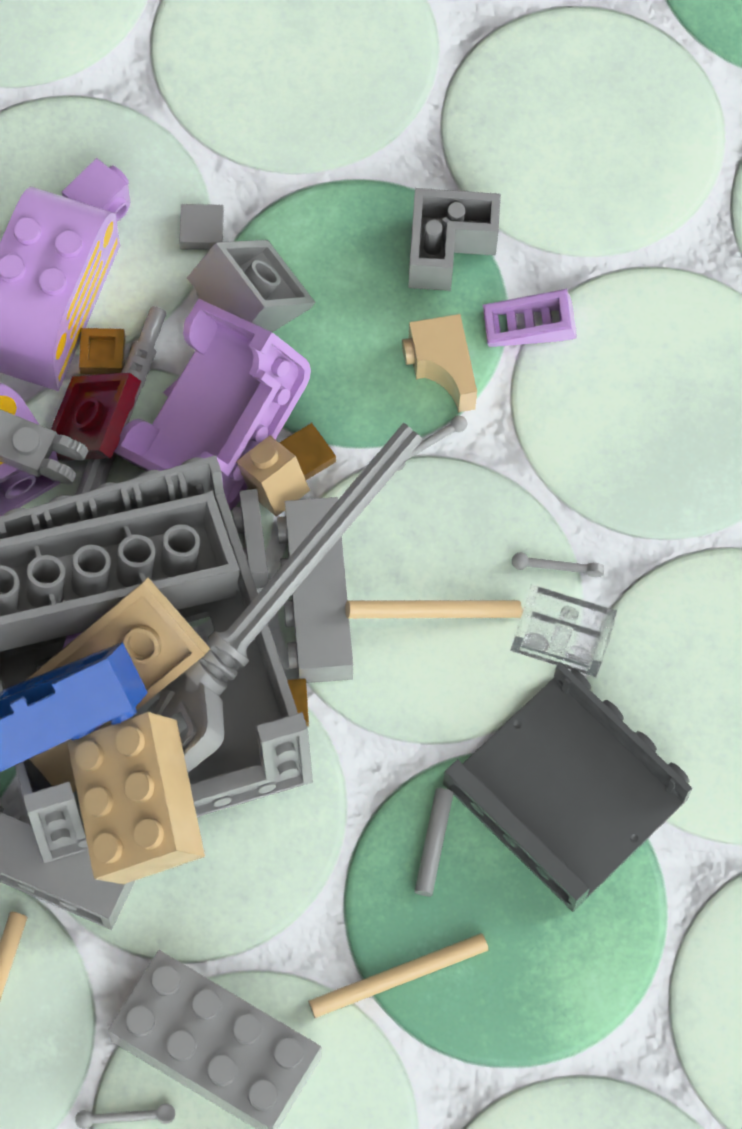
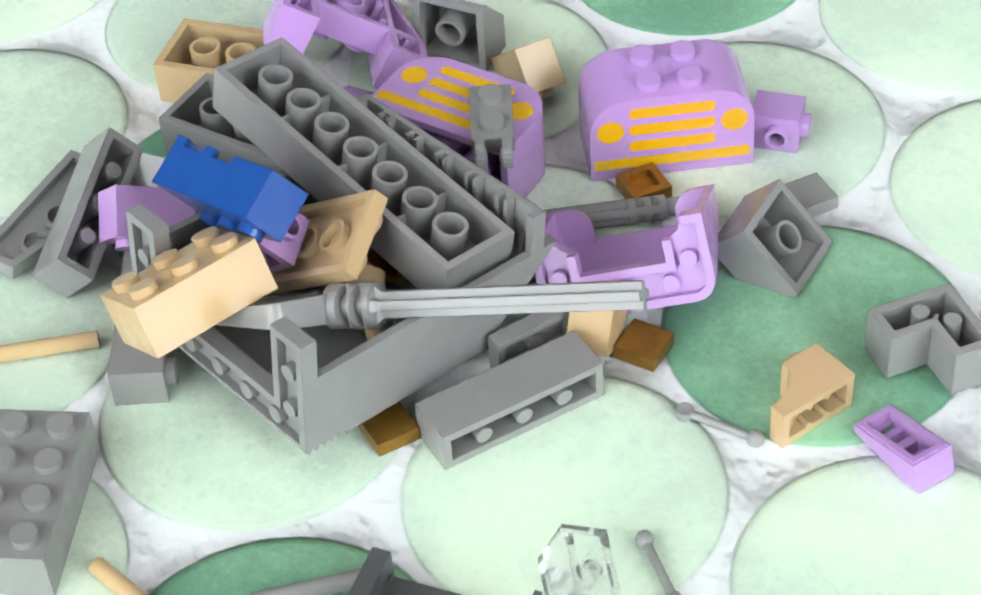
camera: 70 degrees right, 25 degrees down
(96, 412) = (586, 190): dark red plate -> none
(432, 609) = (530, 465): tan bar -> none

